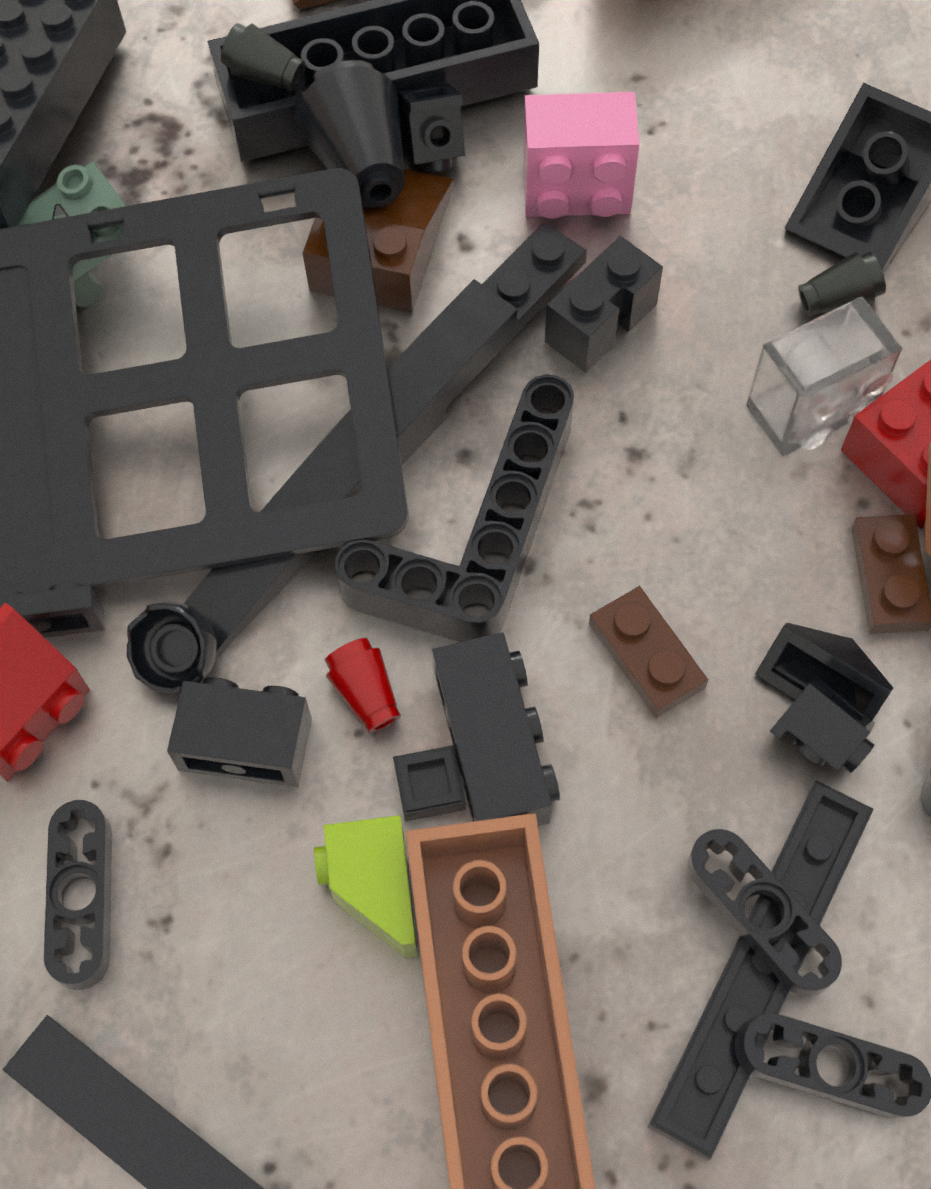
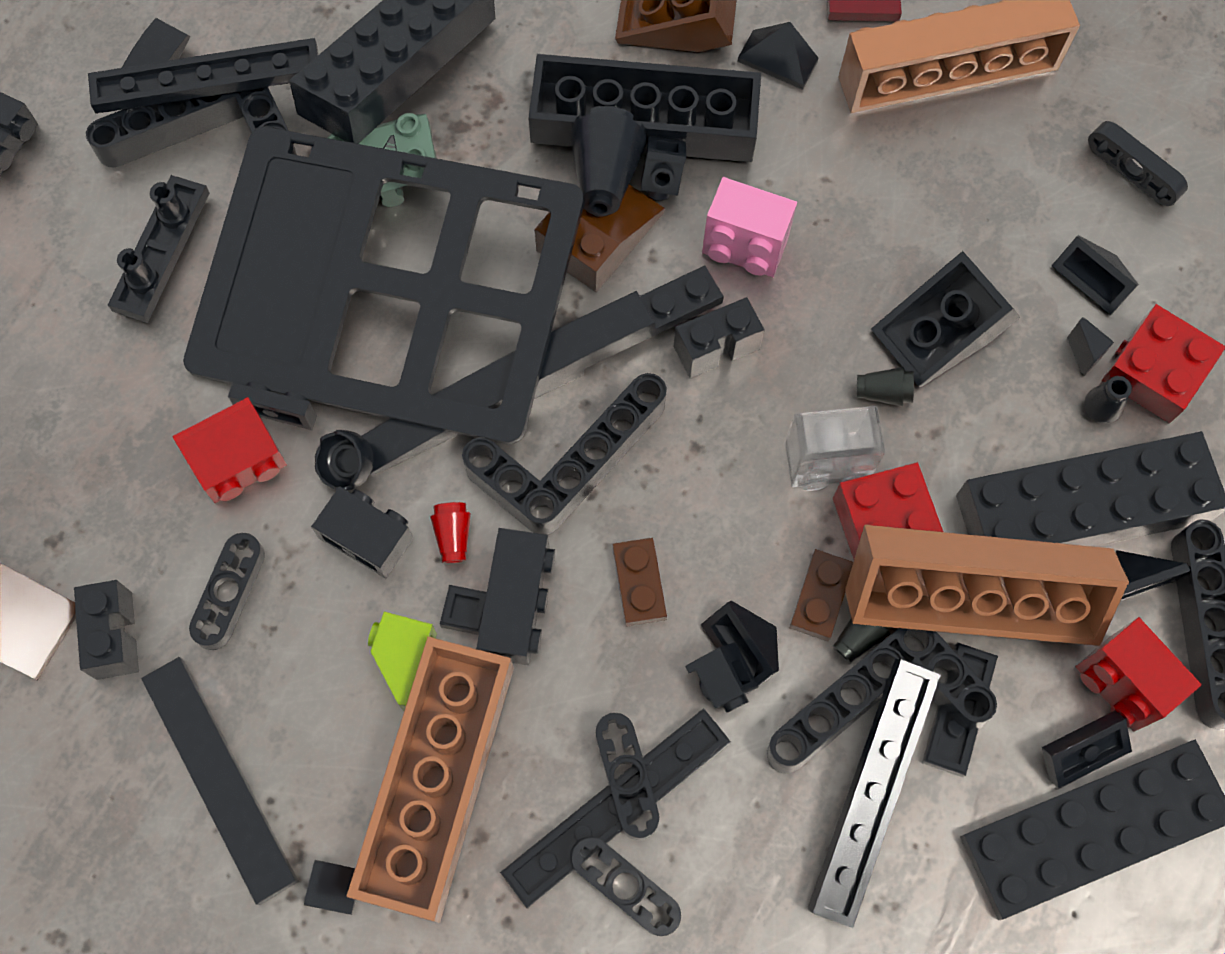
camera: 20 degrees right, 5 degrees up
(261, 58) = (562, 82): pearl dark grey cone -> none

